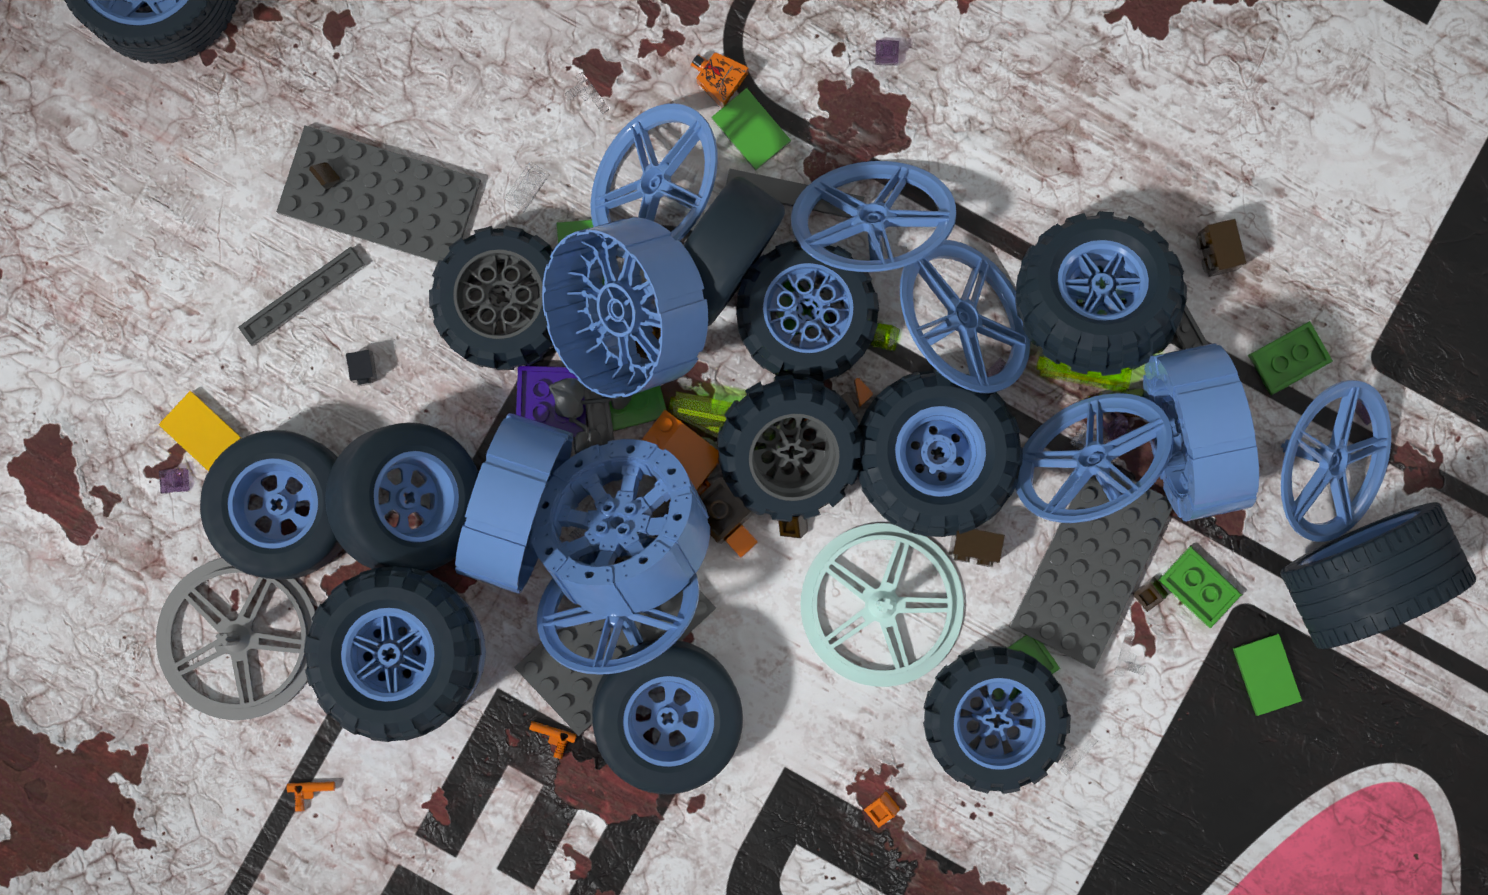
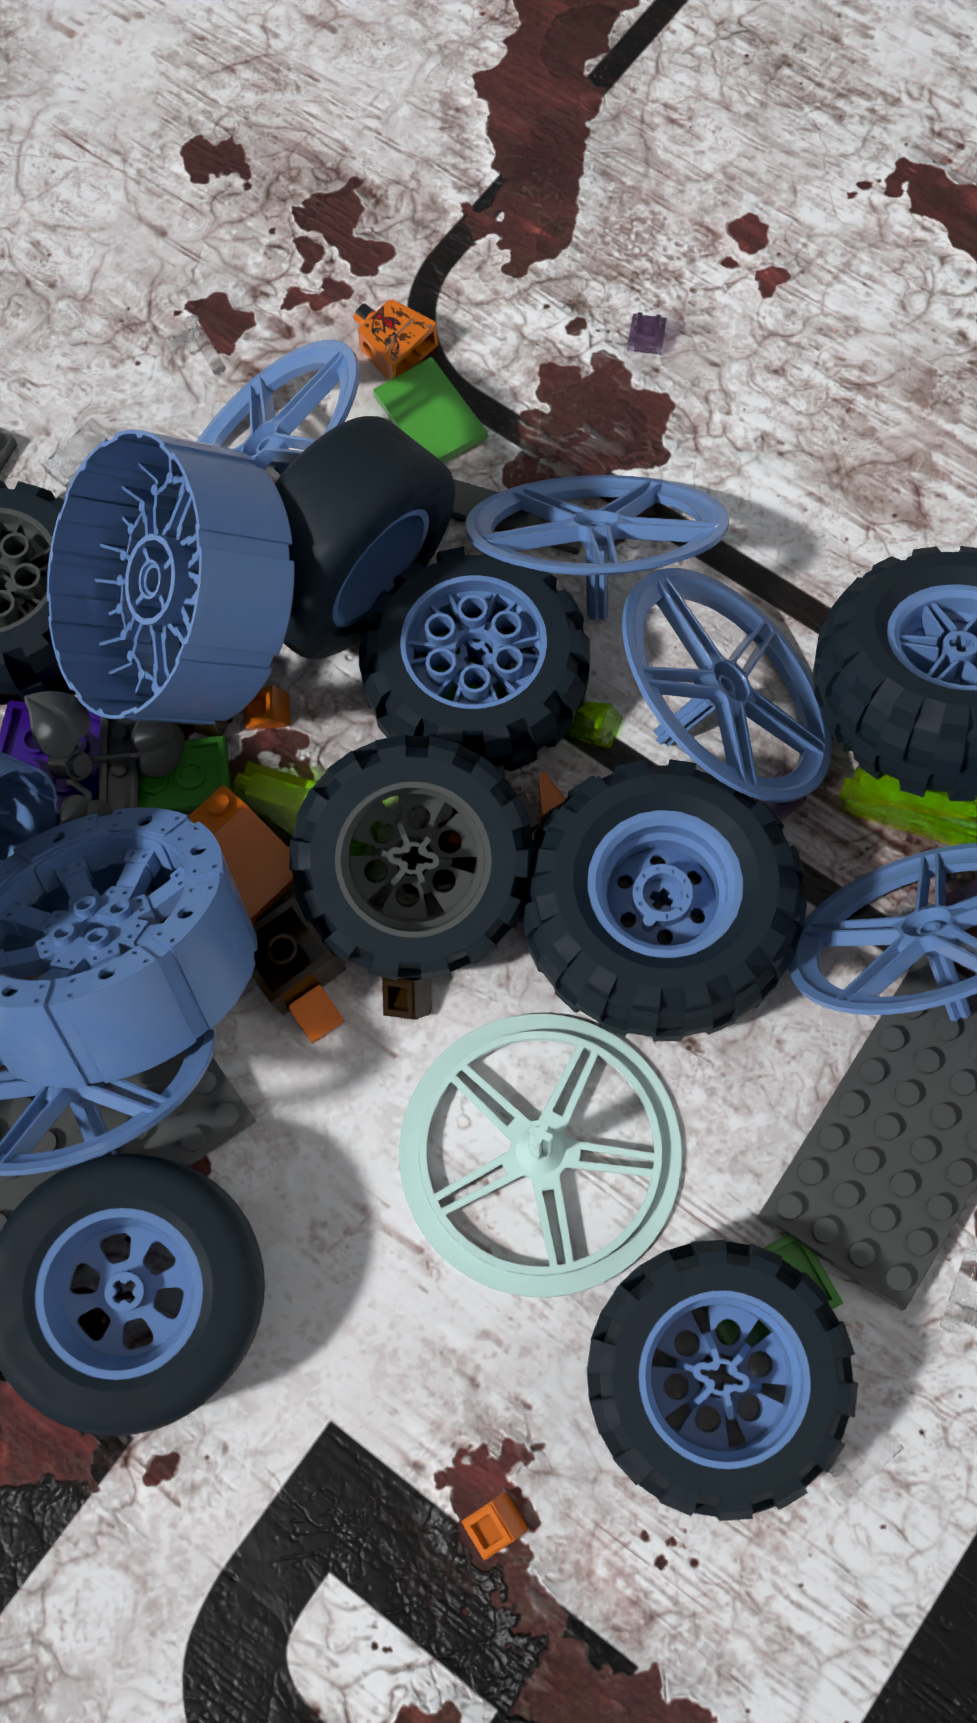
camera: 10 degrees right, 15 degrees down
(977, 545) = (714, 1065): dark brown brick -> none

